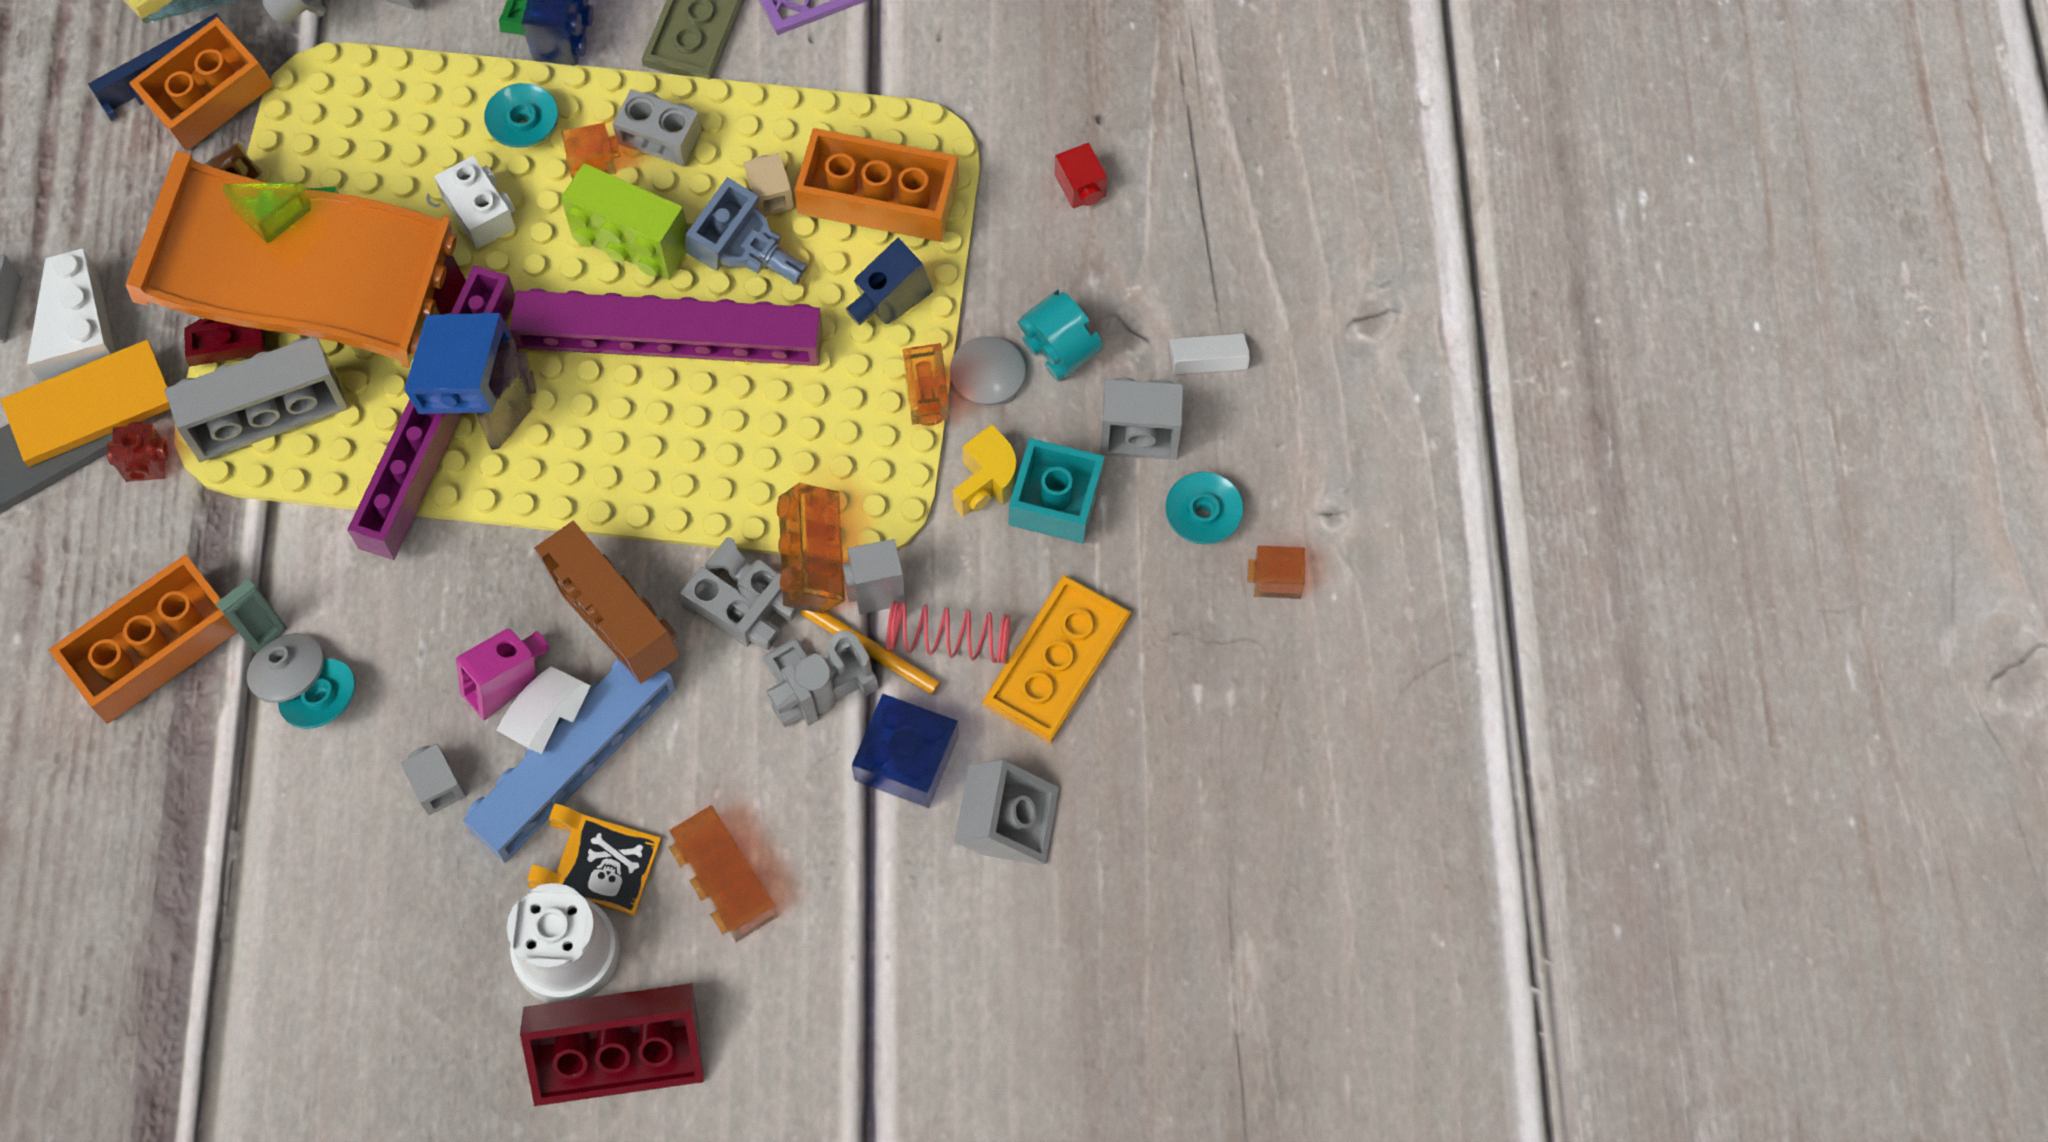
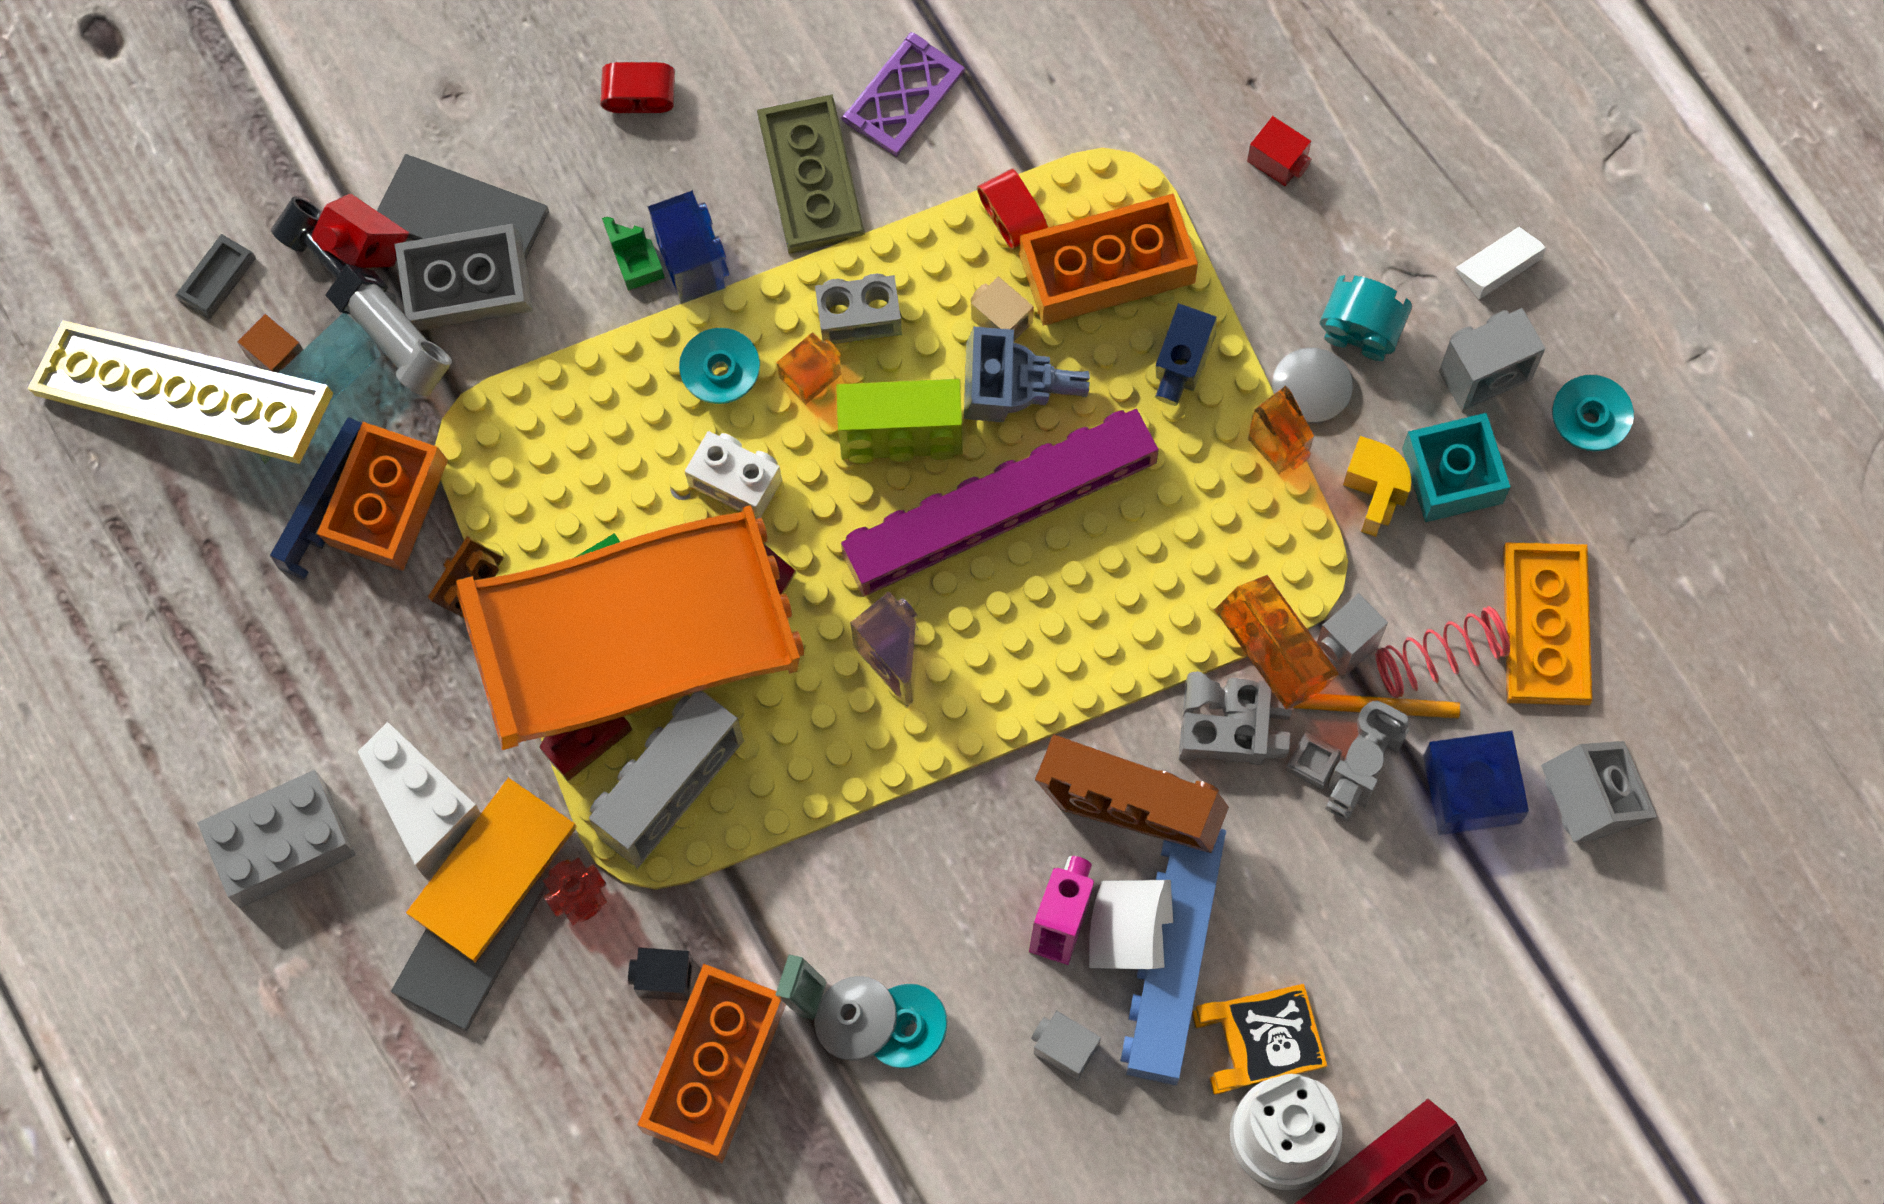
camera: 25 degrees left, 5 degrees up
(157, 547) = (661, 974): none -> black brick
(268, 206) = (578, 590): clear neon green slope -> none
(419, 441) = (840, 701): magenta brick -> none
(456, 363) = (856, 642): blue panel -> none
(721, 874) = (1386, 986): clear orange brick -> none
(832, 105) = (1011, 207): none -> red beam
(1277, 572) = (1694, 437): clear orange brick -> none

